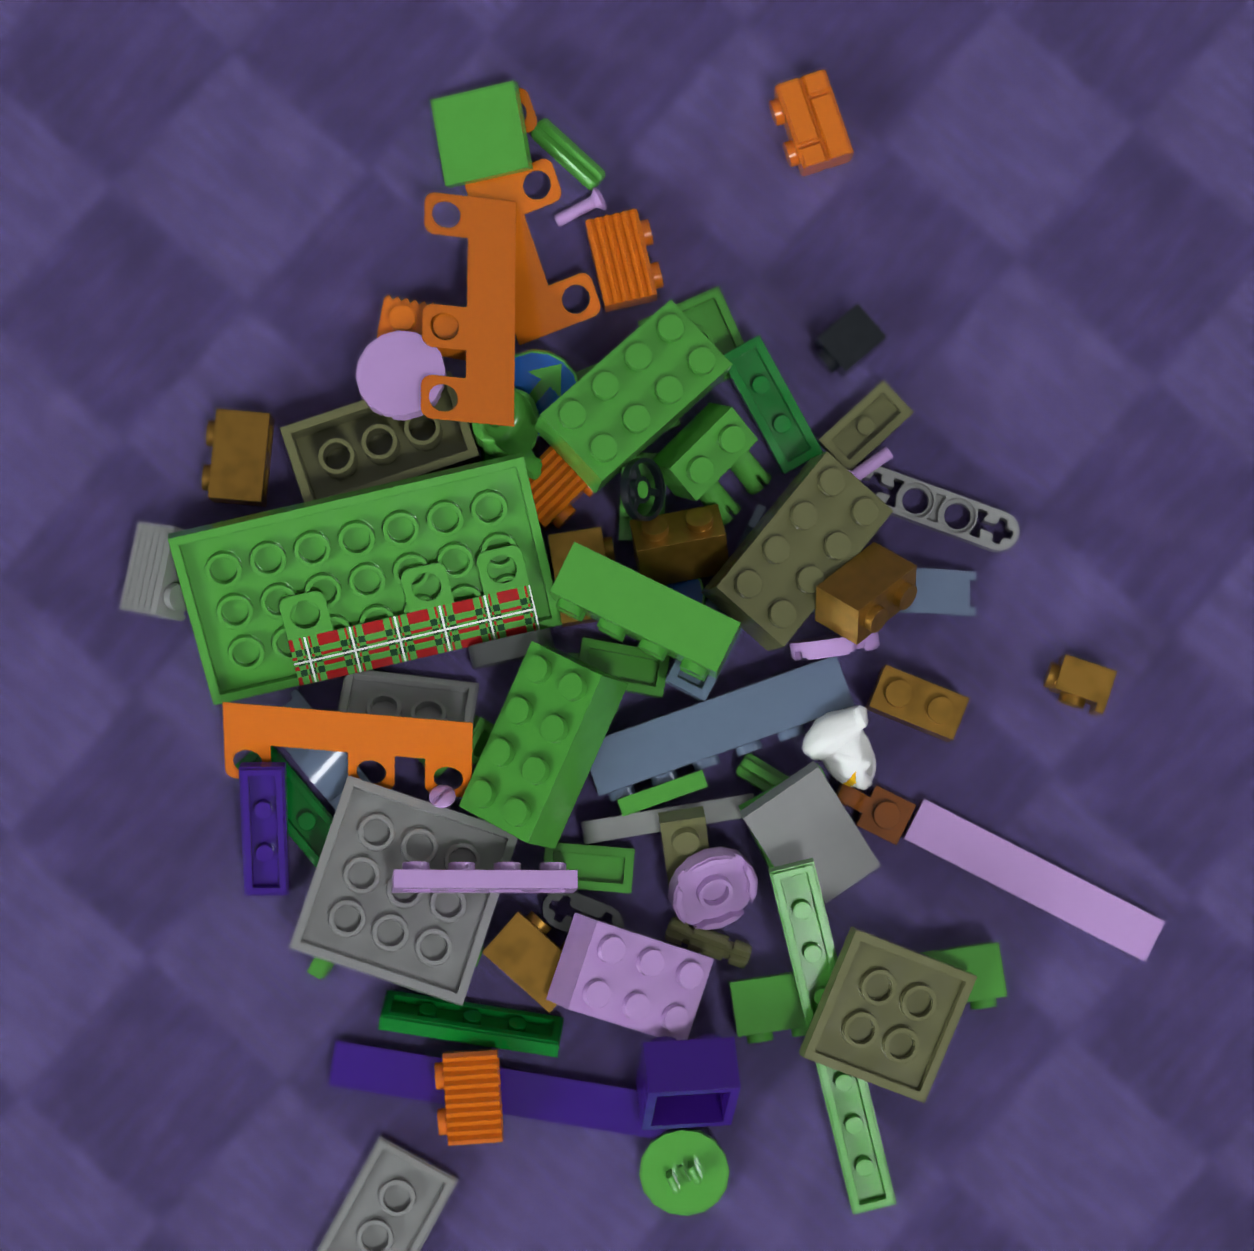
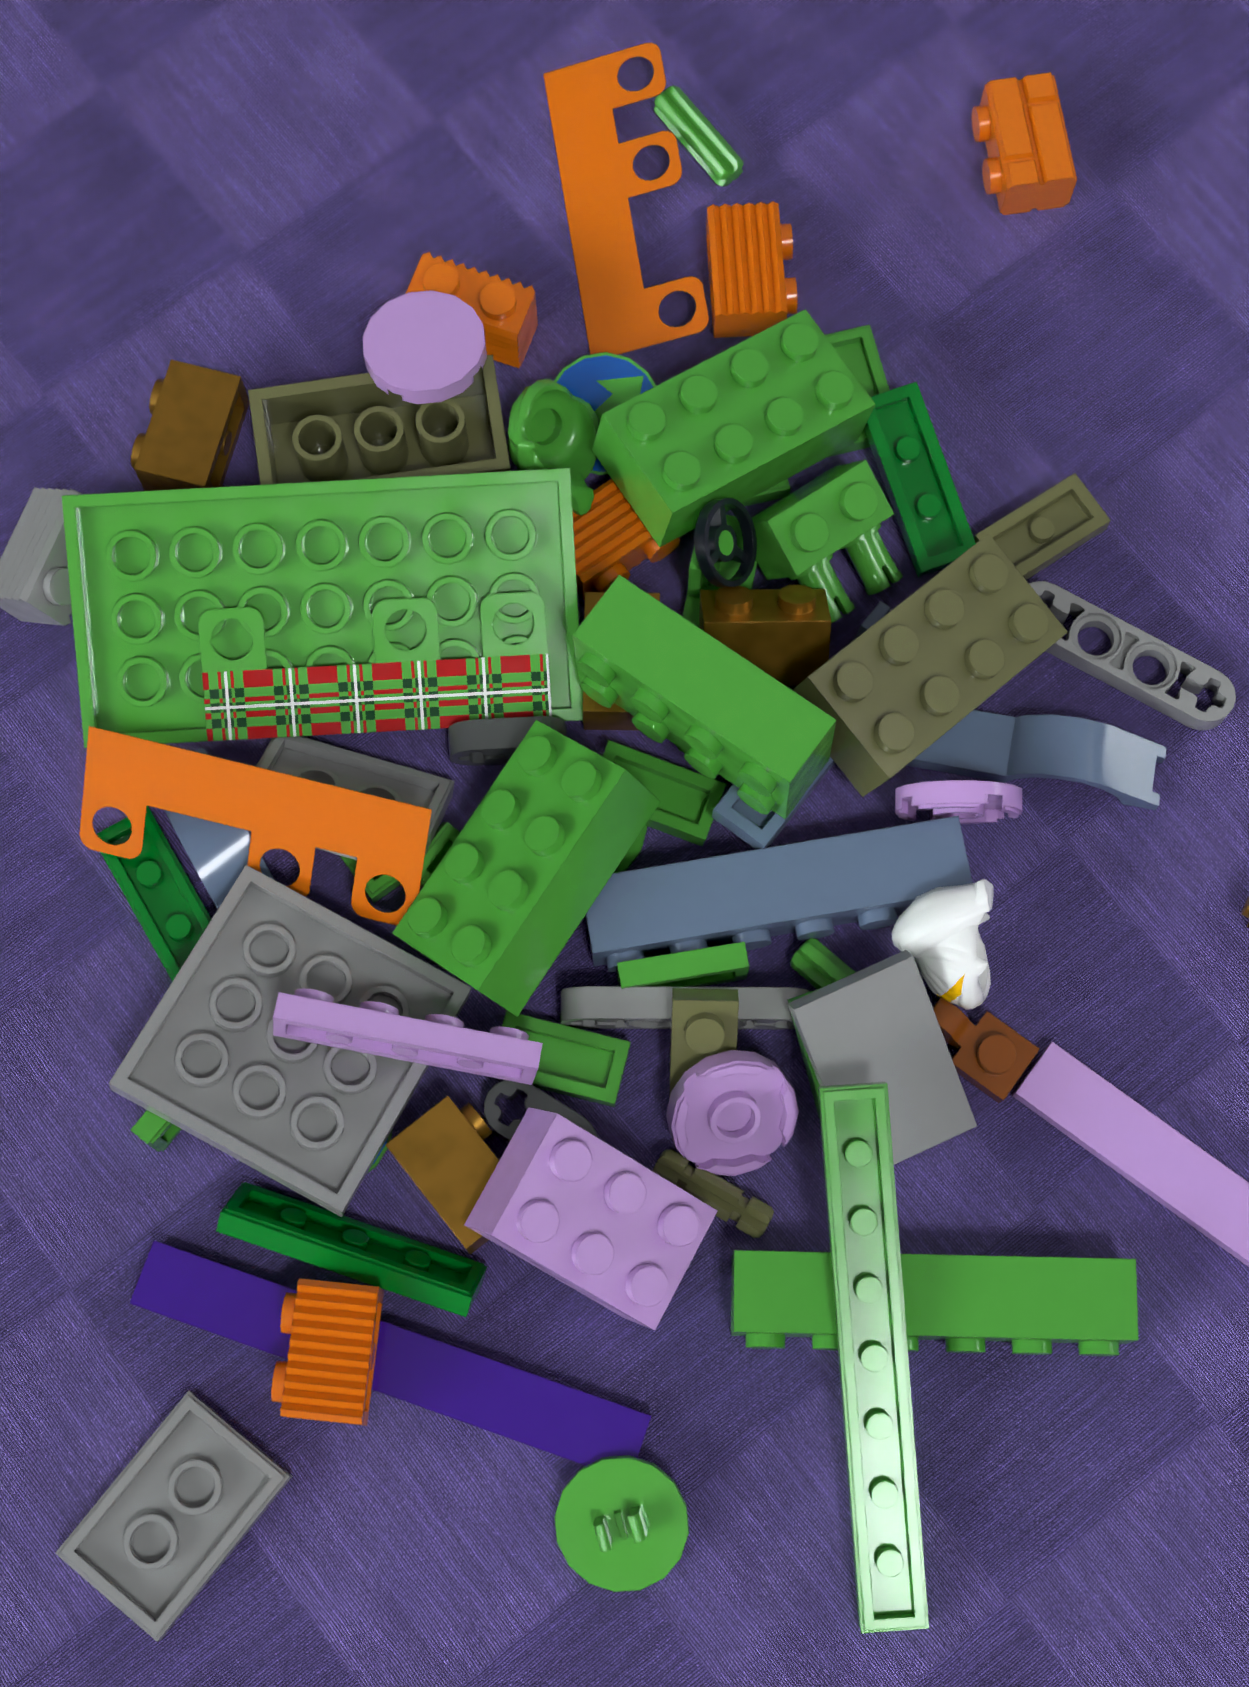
camera: 10 degrees right, 10 degrees down
(264, 828) = (116, 923): dark purple tile -> none
(442, 796) = (372, 917): lavender piece -> none
(481, 134) = (590, 90): bright green tile -> none
(489, 318) = (551, 306): orange piece -> none
(594, 201) = (698, 205): lavender piece -> none
(687, 1082) = (650, 1384): dark purple piece -> none
(848, 342) = (1035, 418): black brick -> none
(865, 593) = (1015, 729): pearl gold brick -> none
(872, 463) = (1050, 573): lavender piece -> none
(887, 1014) = (961, 1331): olive plate -> none
(917, 703) = (1062, 906): pearl gold brick -> none

